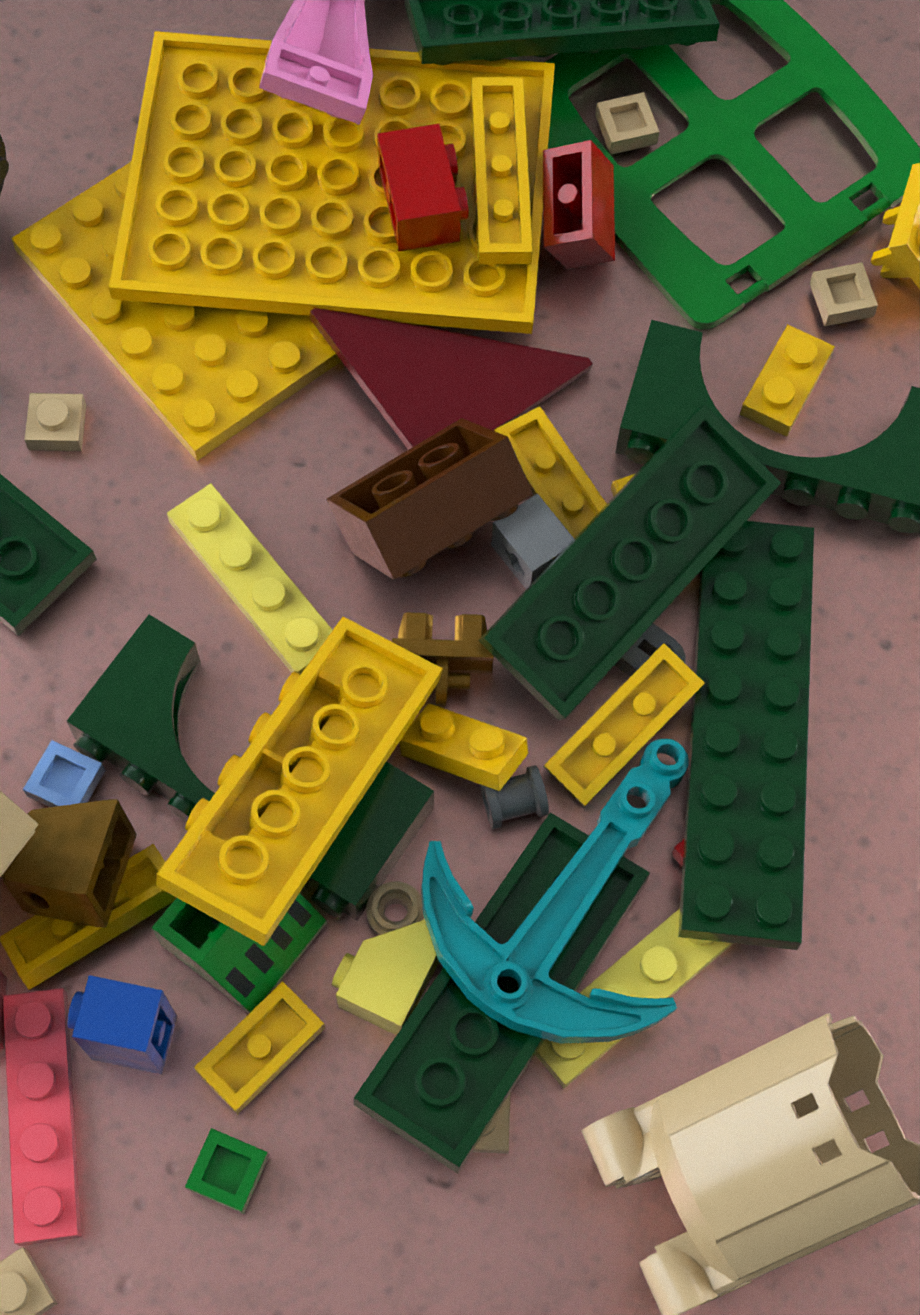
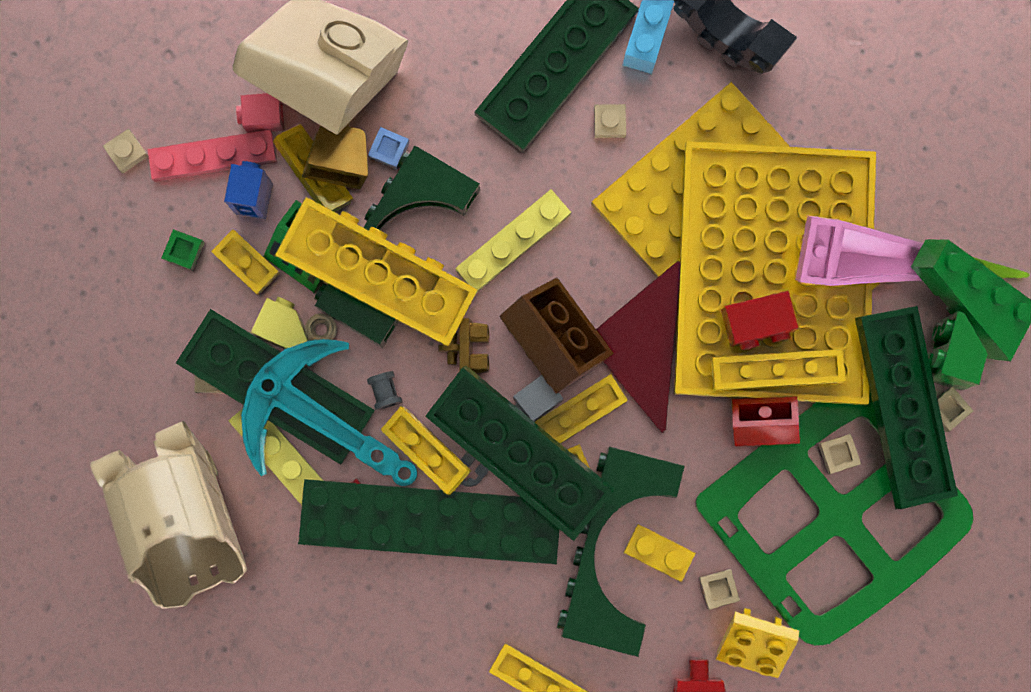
camera: 90 degrees right, 15 degrees up
(464, 746) = (410, 362): yellow plate -> none

